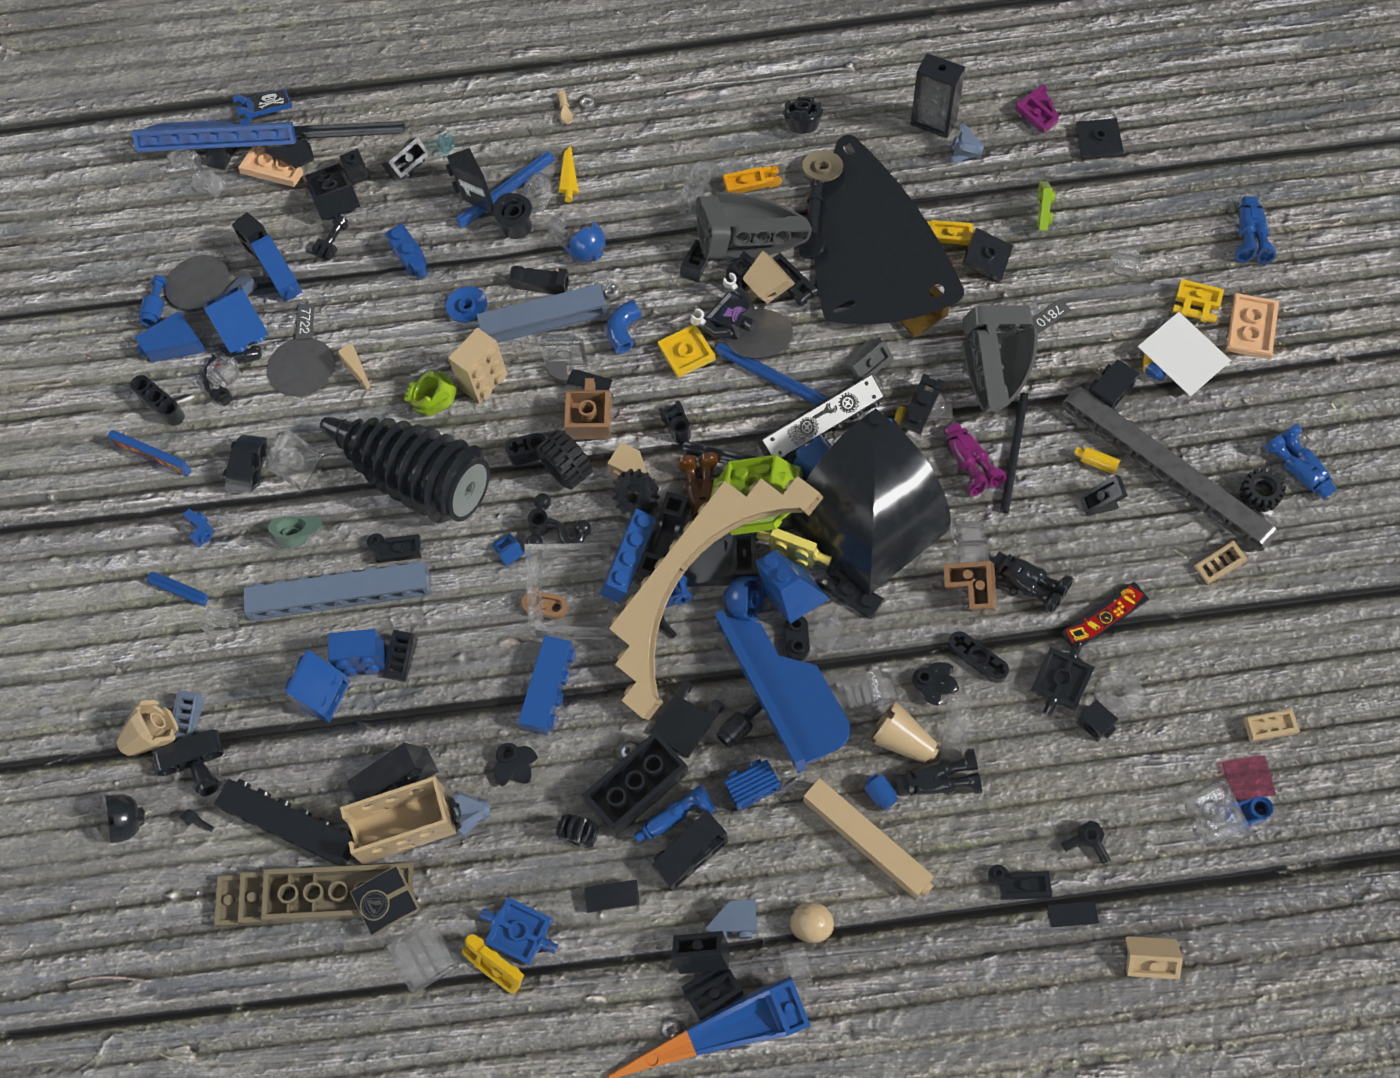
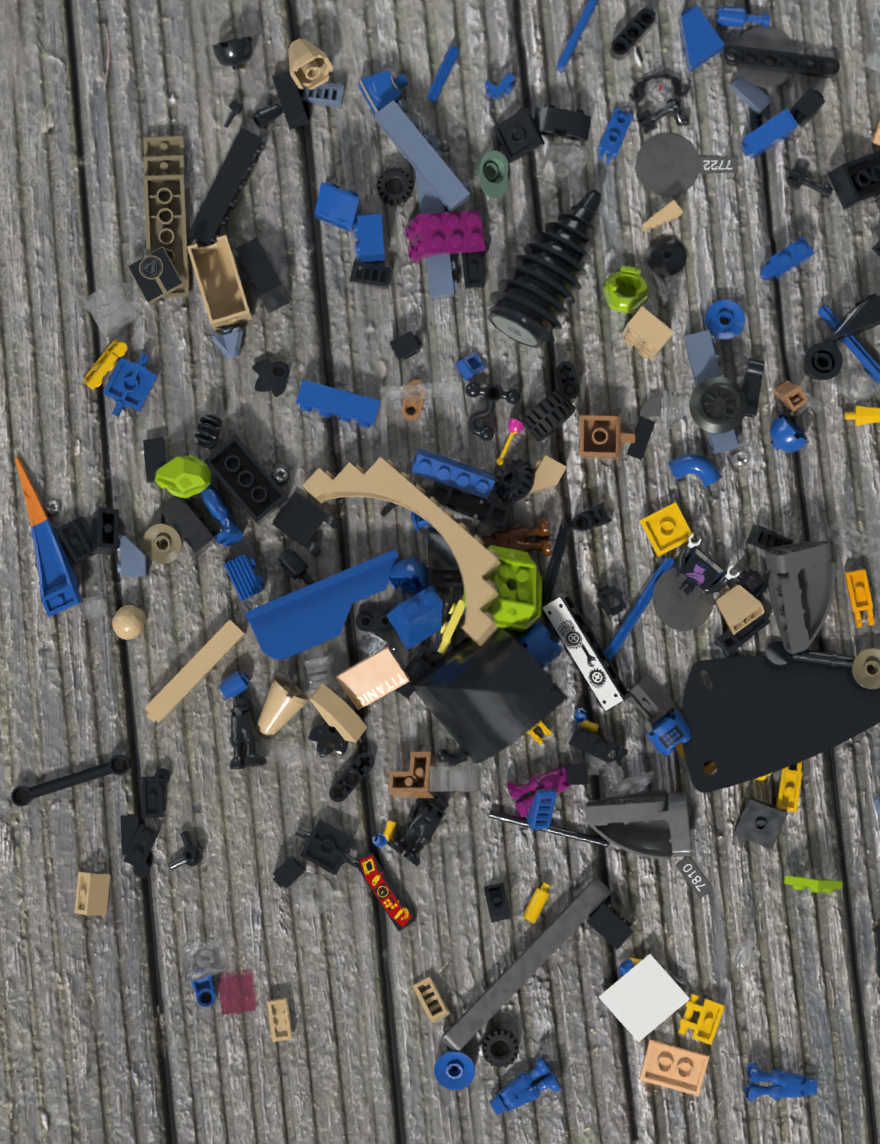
camera: 80 degrees right, 20 degrees up
(189, 651) = (382, 89): none -> blue torso
(203, 265) = (780, 66): none -> black beam
(235, 319) = (715, 98): blue slope -> none
(238, 355) = (673, 107): none -> black hinge
(254, 505) = (518, 135): none -> black plate
(263, 415) = (614, 134): none -> blue hinge
(266, 596) = (422, 156): none -> sand blue brick
(291, 625) = (400, 197): none -> black tyre
(358, 577) = (444, 234): none -> magenta bracket
(397, 371) = (662, 265): none -> black dish
(483, 615) = (405, 346): none -> black brick
(546, 241) = (789, 393): none -> medium nougat leg
(555, 299) = (717, 405): none -> pearl dark grey wheel
(576, 499) = (514, 427): none -> hinge
(632, 853) = (184, 476): none -> lime helmet
(725, 887) = (156, 549): none -> dark tan dish
(764, 398) = (611, 601): none -> black window
(863, 633) = (373, 678): none -> light nougat tile
(902, 335) = (669, 732): none -> blue brick
(908, 667) = (338, 713): none -> tan slope
(947, 554) = (453, 760): none -> black arm
(954, 421) = (576, 774): none -> black tile
(956, 381) = (617, 786): none -> clear bracket
(996, 453) = (541, 810): none -> blue slope
(1014, 991) = (70, 780): none -> black piece
(1041, 616) = (382, 838): none -> arm
(1090, 898) = (140, 849): none -> black hinge
(1296, 533) = (451, 1078): none -> blue dish

